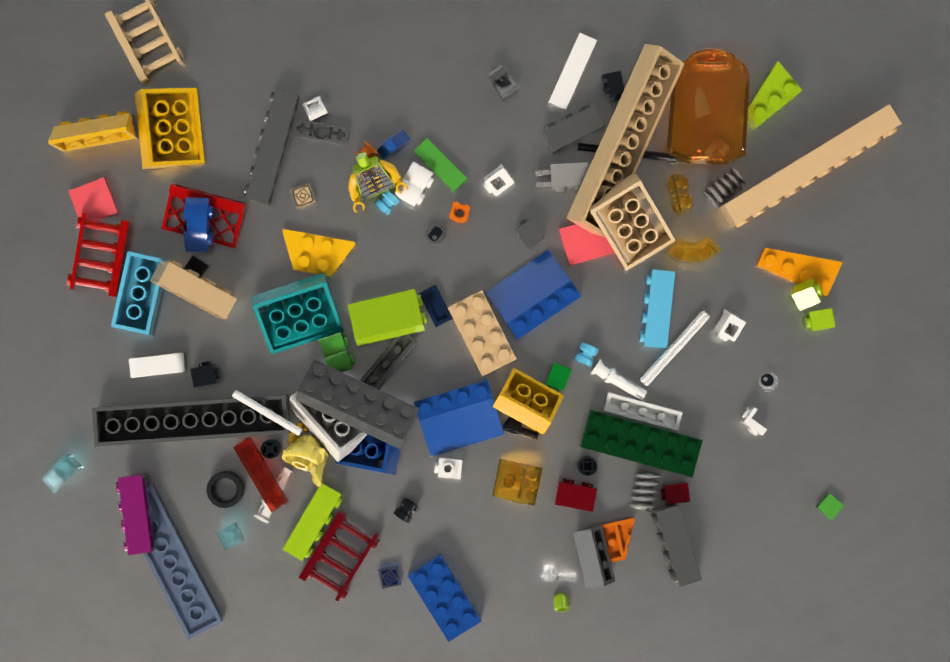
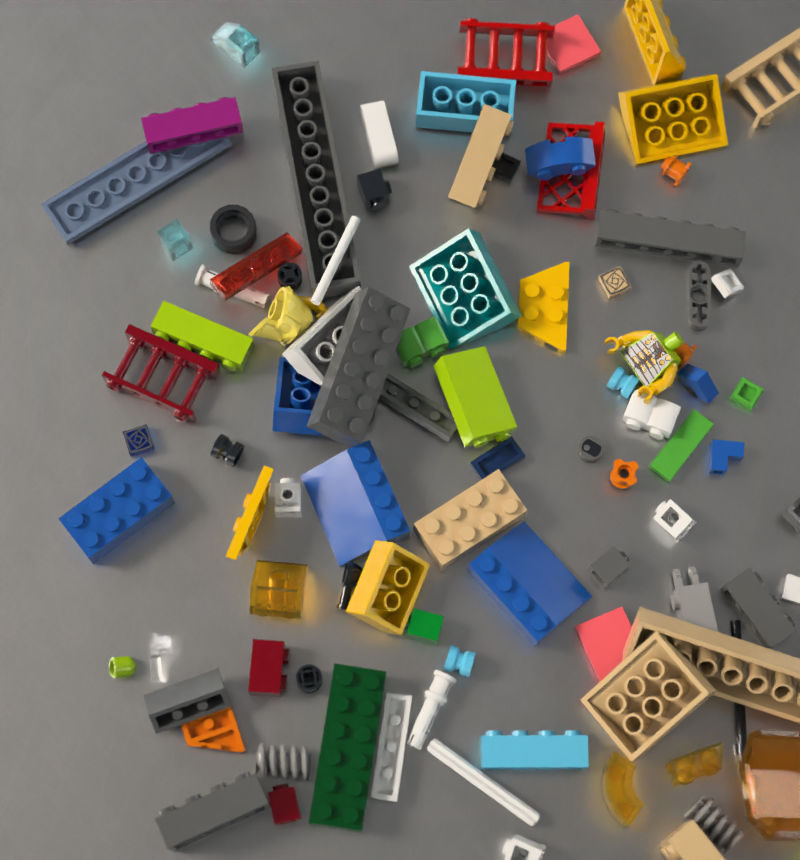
camera: 80 degrees right, 15 degrees down
(214, 133) = (675, 169): none -> orange brick
(405, 108) = (746, 394): none -> bright green tile
(449, 135) = (721, 452): none -> blue piece
(470, 502) = (248, 523): none -> yellow wing

